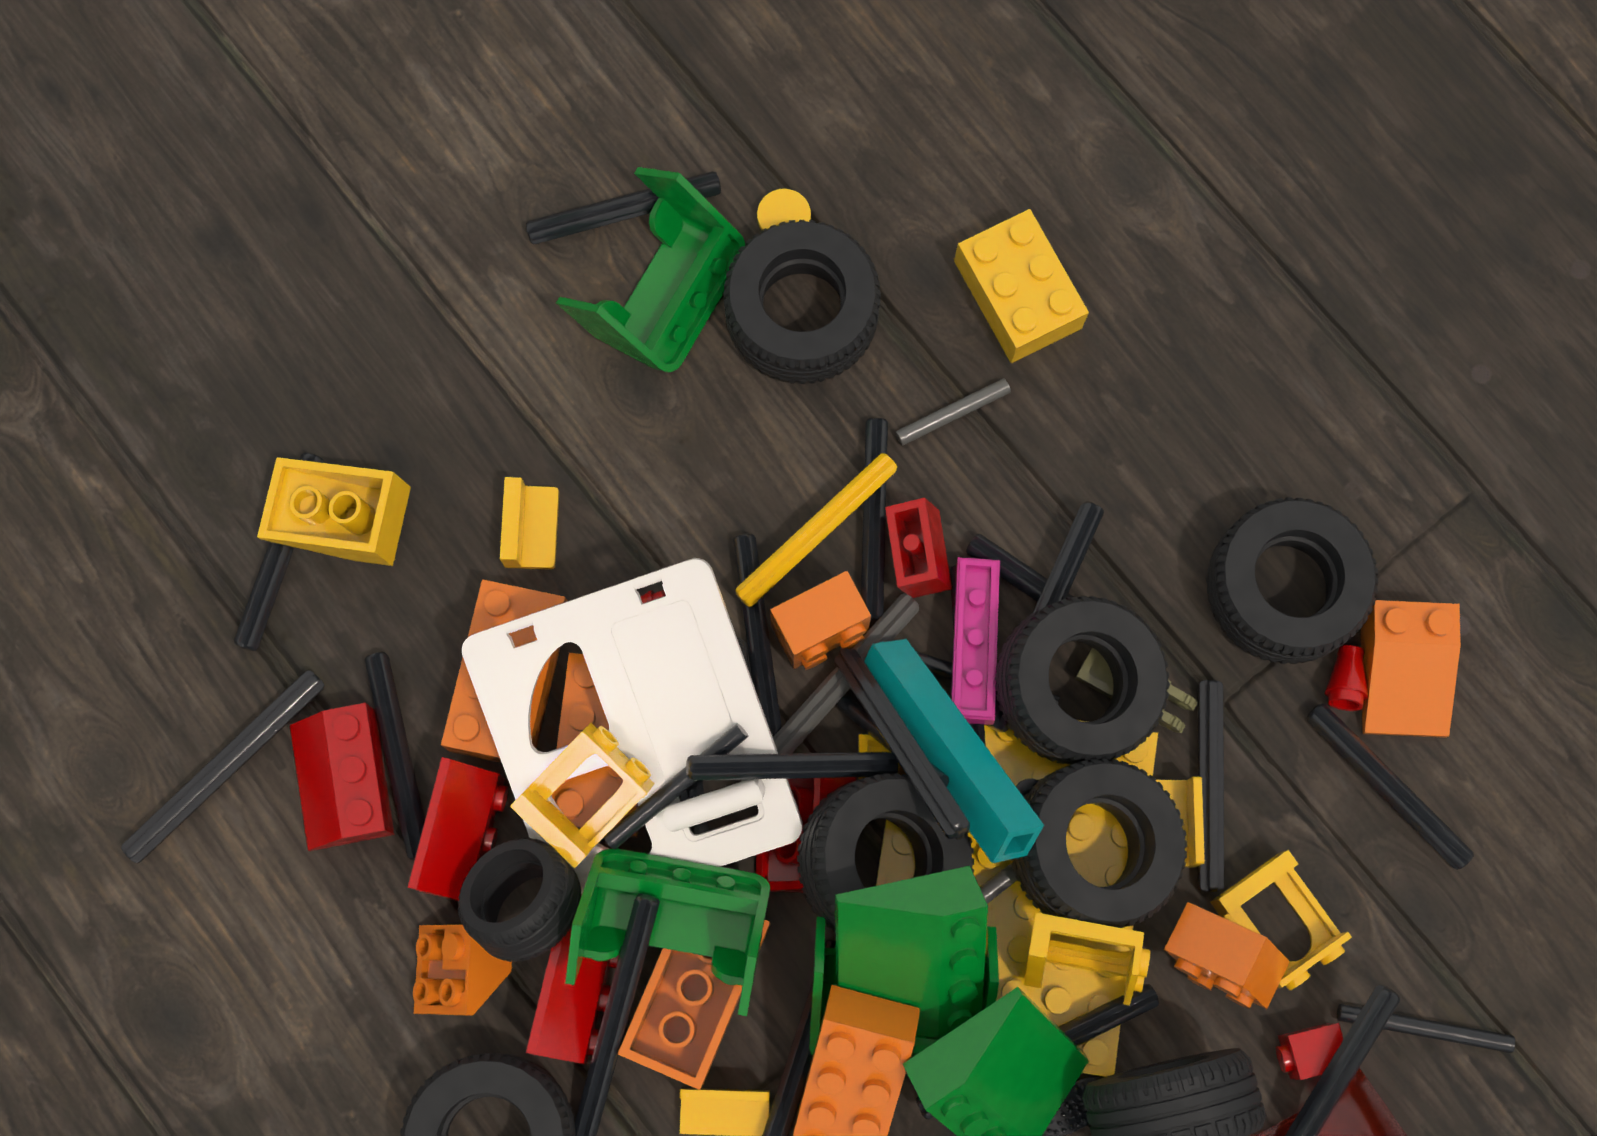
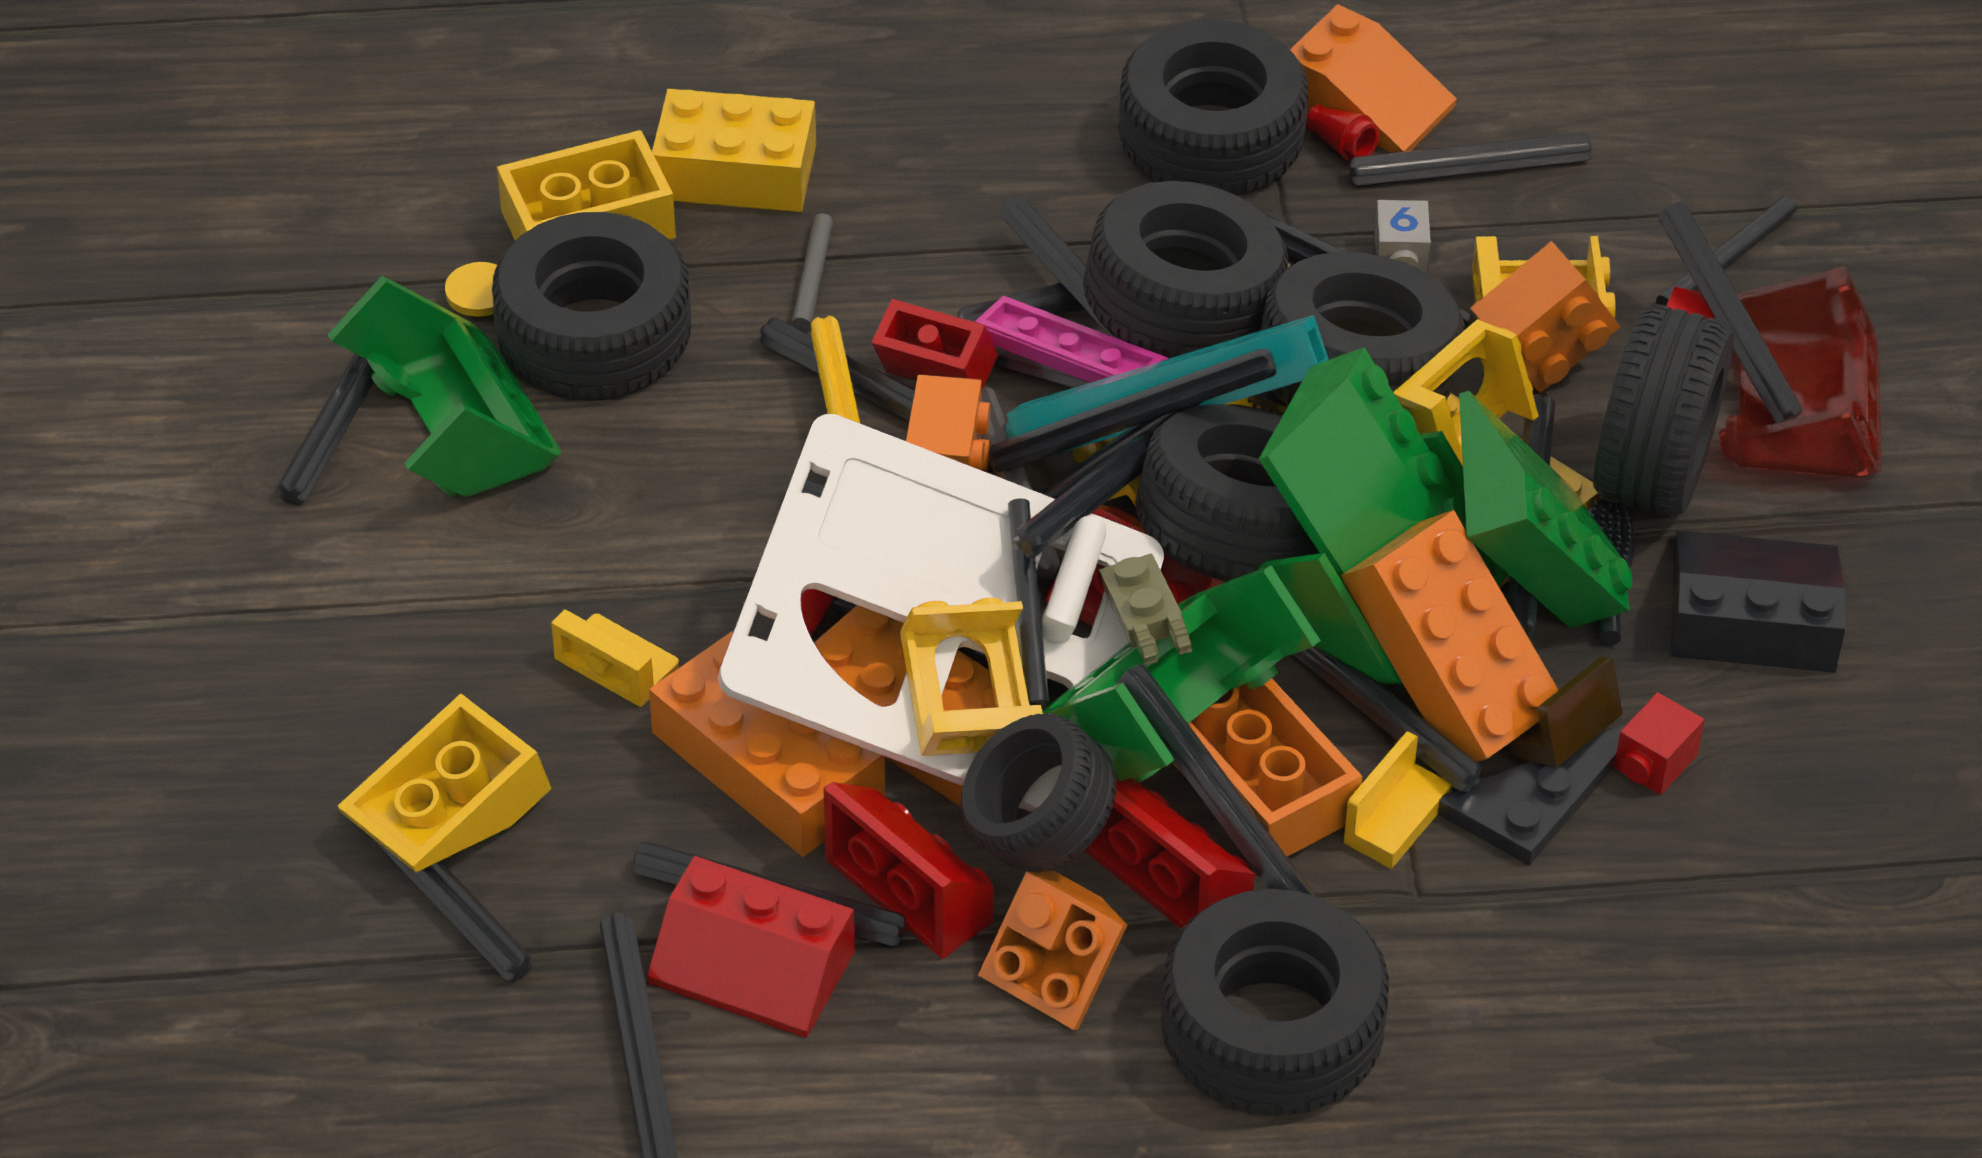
camera: 55 degrees left, 30 degrees down
(715, 871) = (1145, 606): none -> olive hinge
(899, 227) = (599, 176): none -> yellow brick
(1261, 792) = (1403, 232): none -> light grey brick

